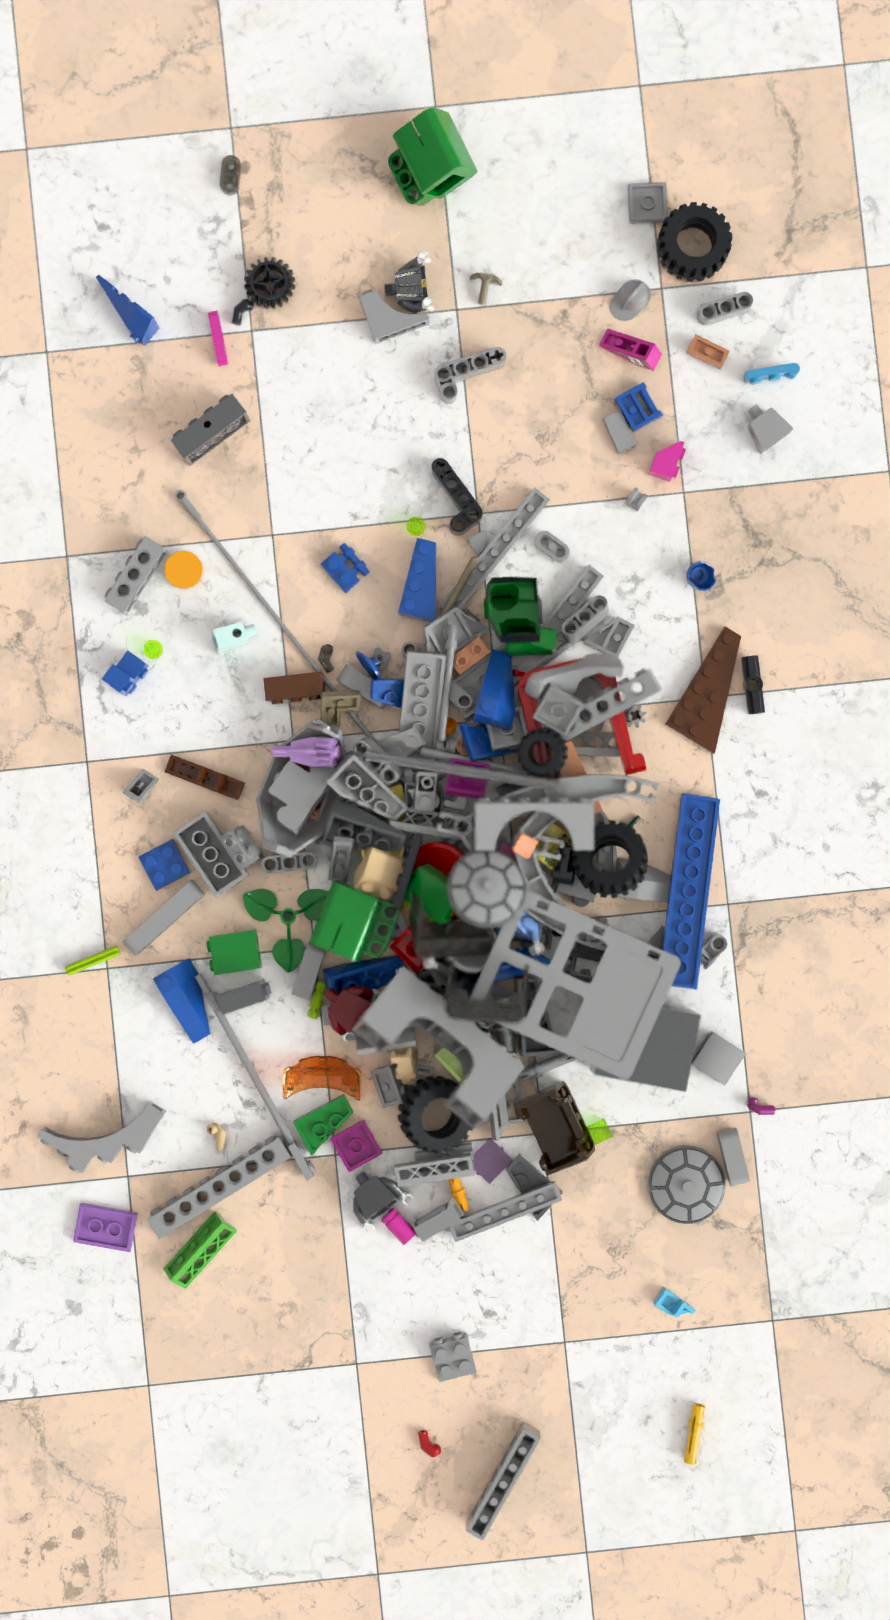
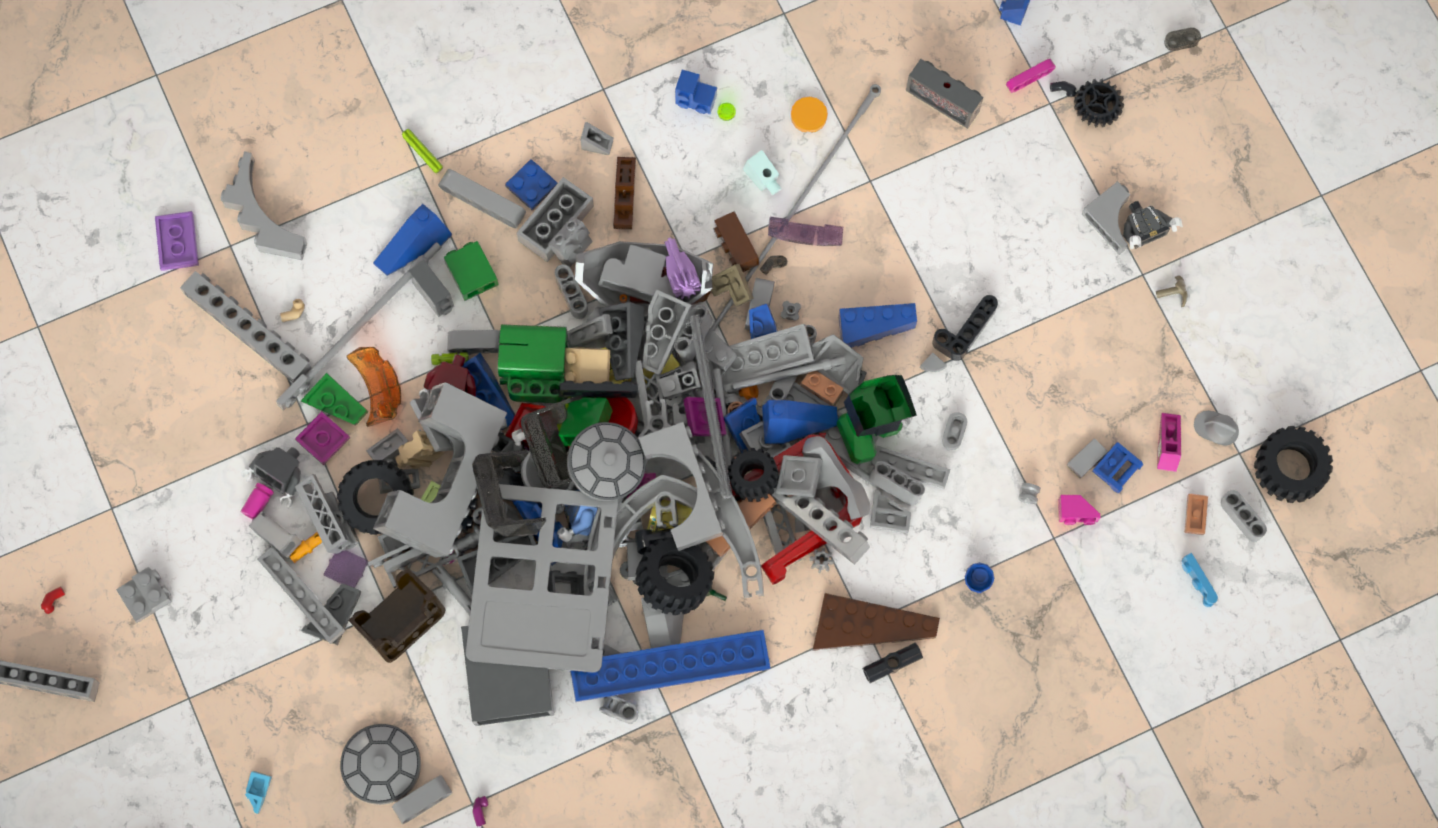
camera: 65 degrees right, 15 degrees down
(136, 586) = (792, 82): light grey brick -> none
(196, 1249) = (183, 325): bright green fence -> none
(260, 906) = (523, 281): green plant -> none
(306, 616) = (804, 233): none -> clear purple slope
(341, 572) = (858, 251): blue plate -> none
(369, 664) = (782, 302): blue dish -> none
(416, 526) = (926, 303): clear neon green plate -> none
(432, 159) = (1270, 200): green piece -> none
(460, 585) = (886, 356): dark tan piece -> none
(471, 370) = (1090, 304): light grey beam -> none
(501, 545) = (932, 381): light grey plate -> none
(524, 845) = (659, 485): slope -> none
(599, 1131) = (406, 662): clear neon green tile -> none
(647, 202) = (1314, 412): light grey tile -> none
(718, 1058) = (515, 752): light grey slope -> none
(767, 428) = (1145, 594): light grey torso -> none

